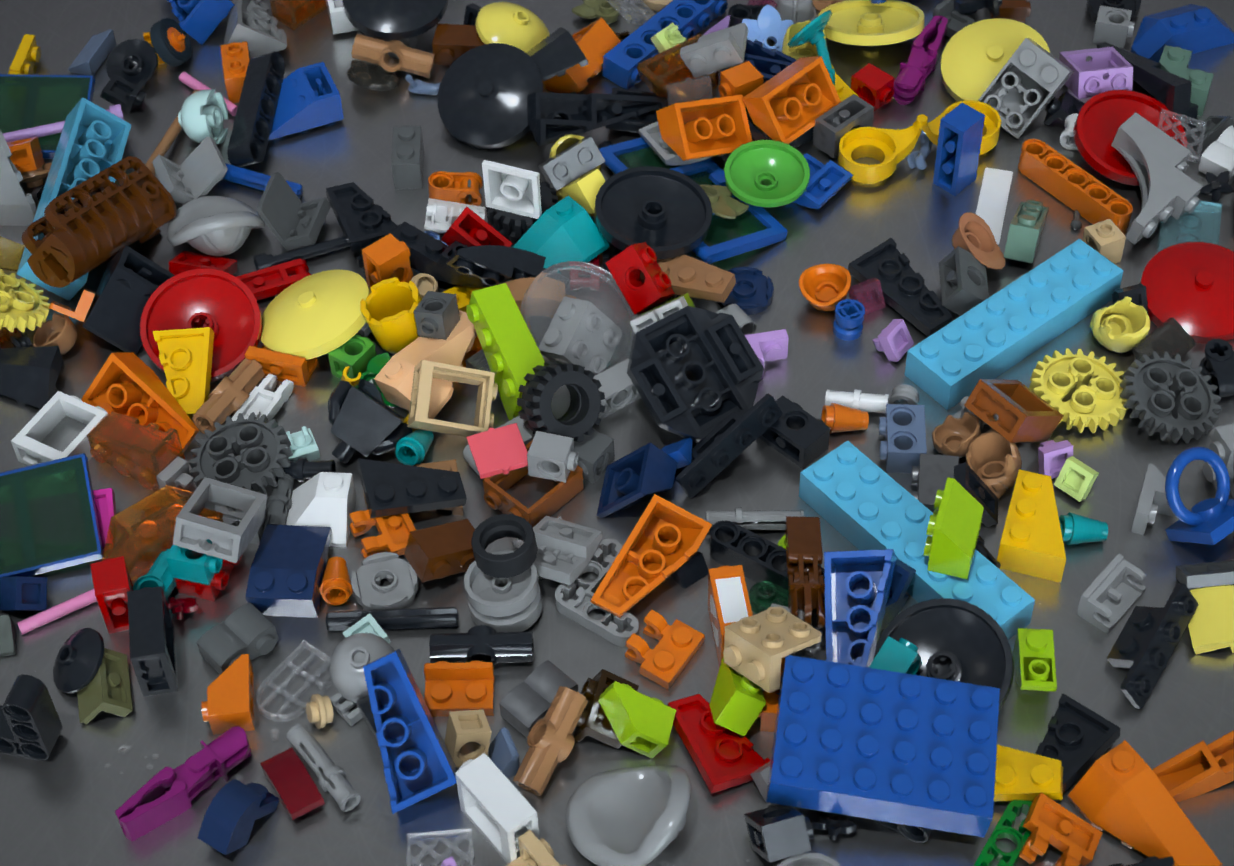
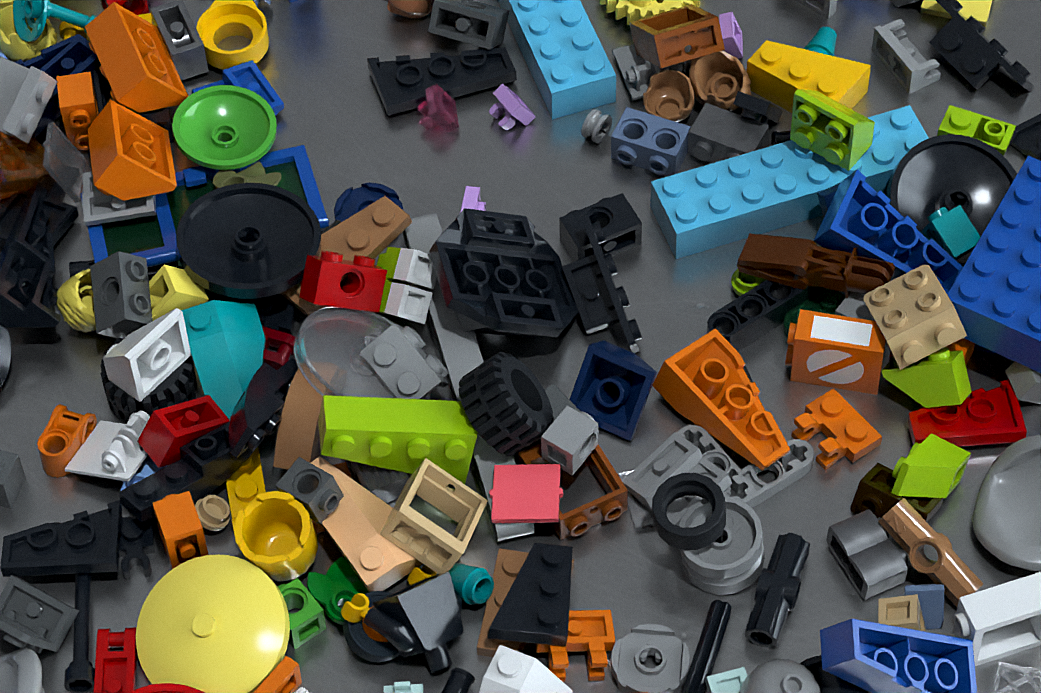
camera: 70 degrees left, 5 degrees up
(441, 550) = (641, 585): reddish brown brick -> none
(459, 687) = (820, 611): orange bracket -> none
(680, 452) = (579, 338): blue slope -> none
(754, 519) = (698, 310): light grey pin -> none
(825, 285) = (416, 132): orange helmet -> none
(844, 419) = (598, 183): orange cone -> none
(848, 319) = (465, 134): blue wheel -> none
(857, 400) = (580, 166): white pin -> none
(1076, 478) = (760, 27): yellowish green tile -> none

